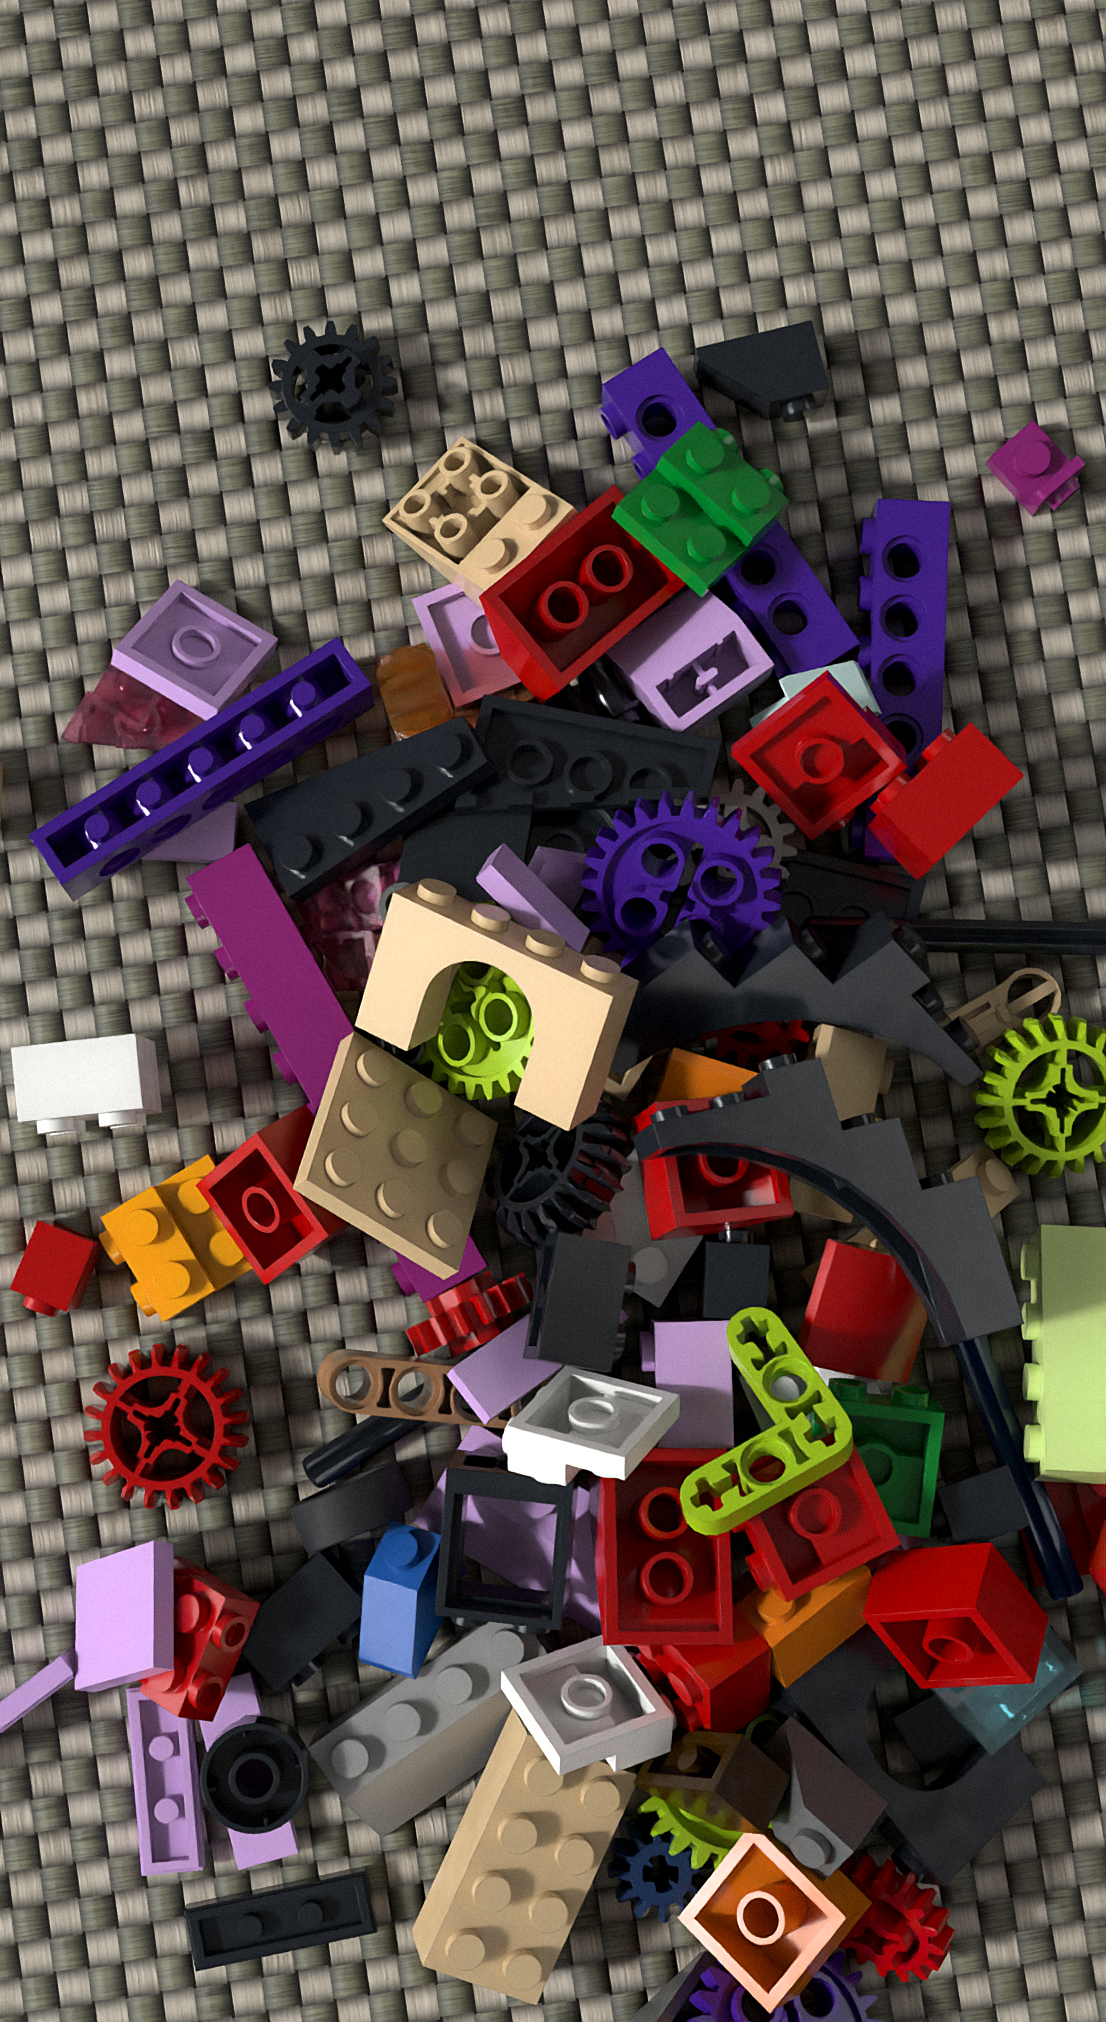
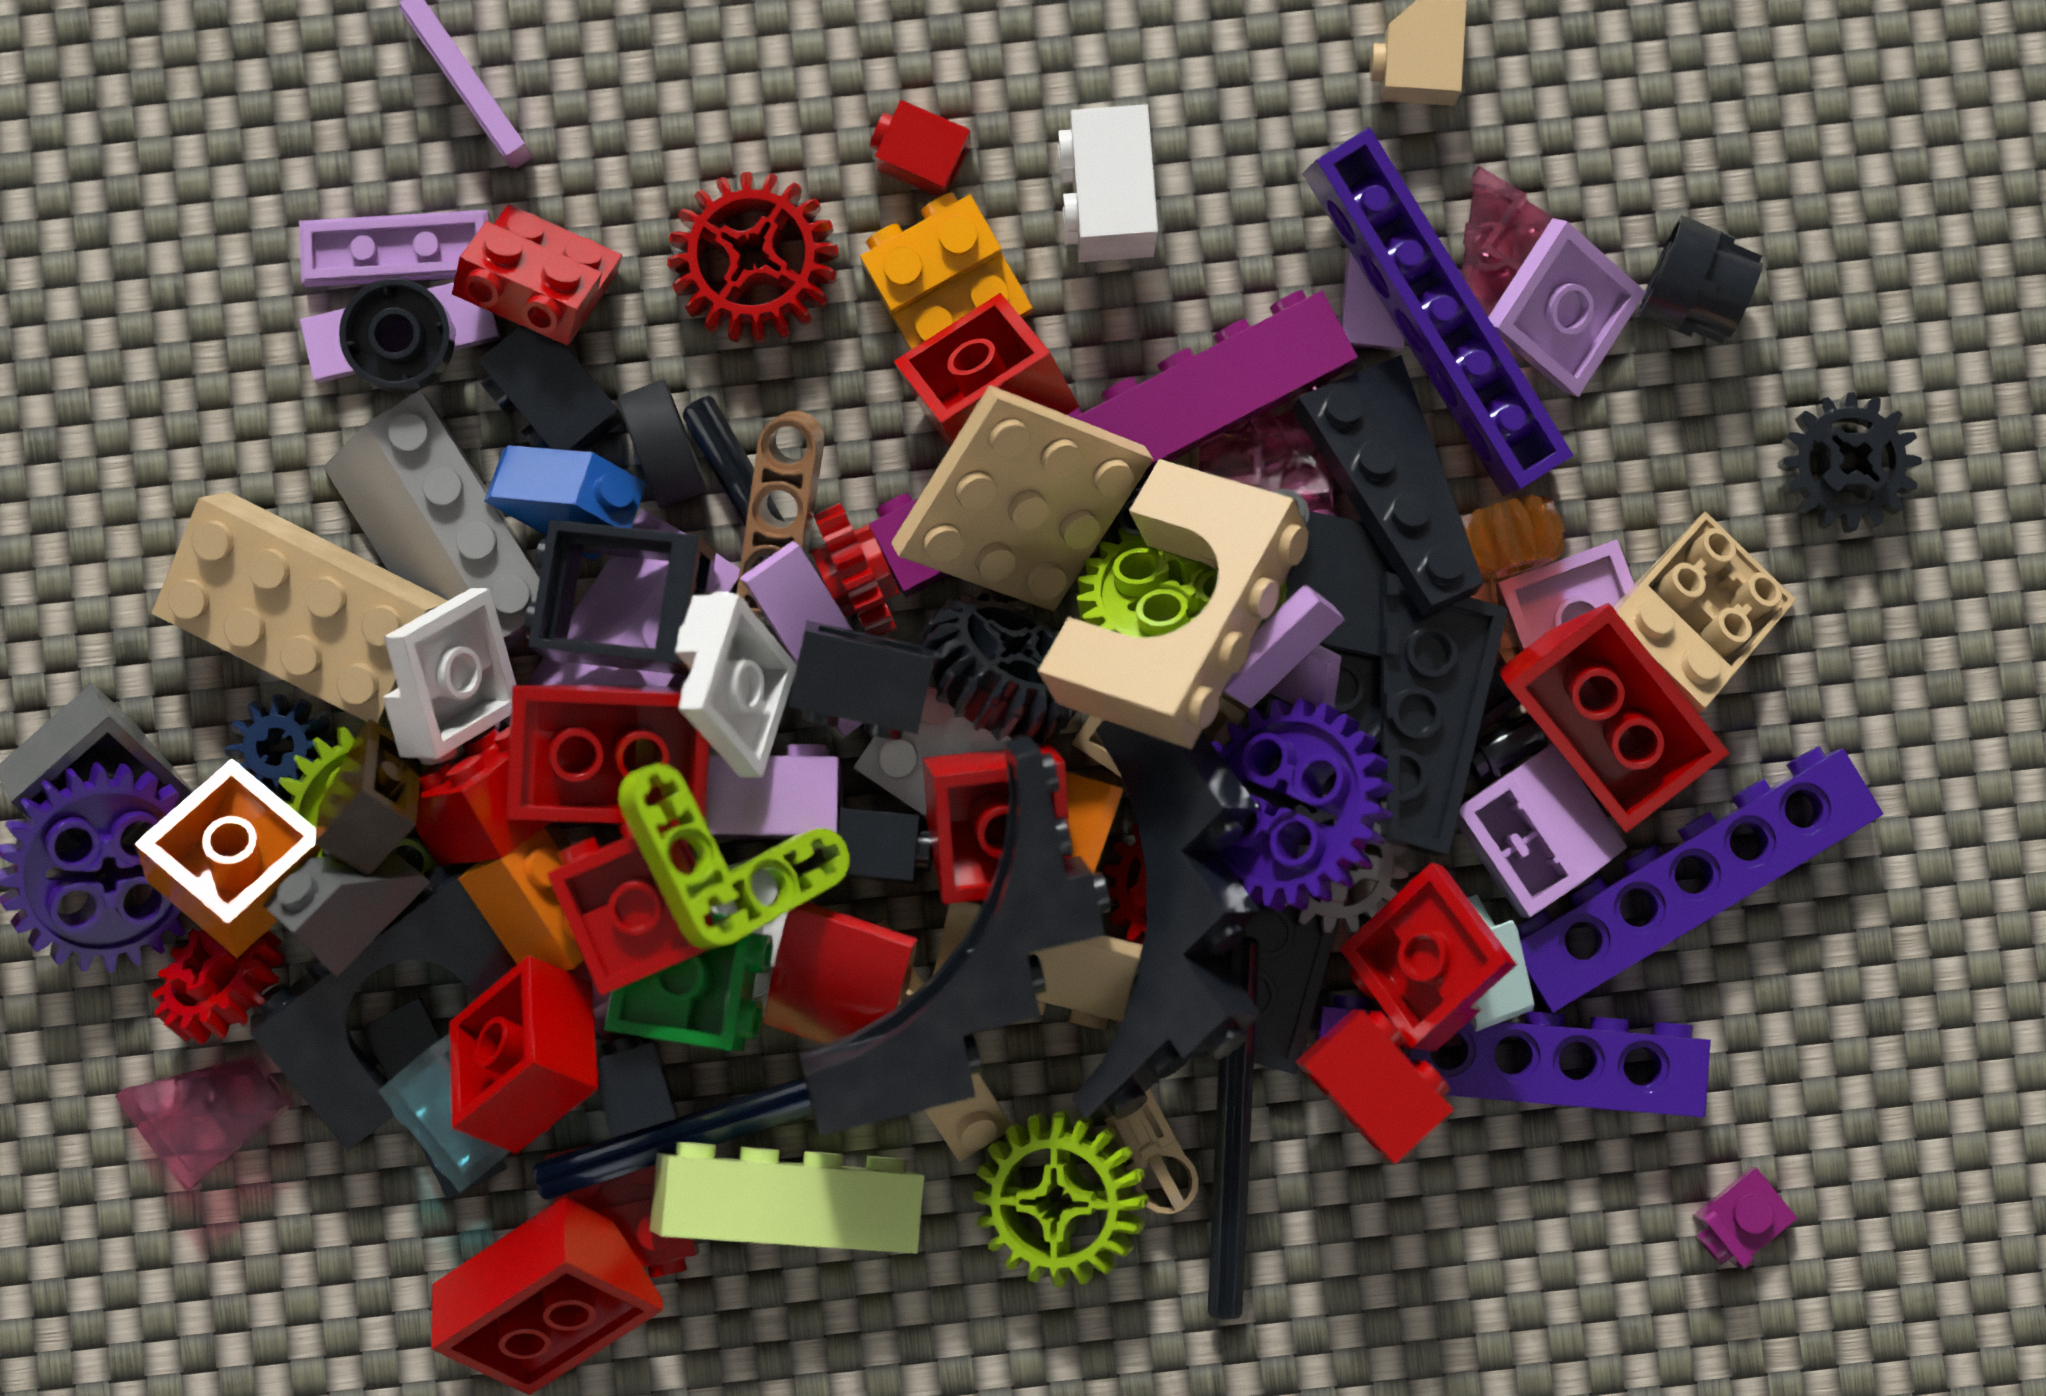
camera: 90 degrees right, 0 degrees up
(124, 1617) = (561, 208): lavender tile -> none
(167, 526) = (1701, 282): none -> black piece
(281, 1918) = (248, 361): black tile -> none
(702, 507) = (1701, 845): green plate -> none
(768, 372) = (1856, 931): black slope -> none
(1014, 1923) = (204, 1114): none -> clear pink slope

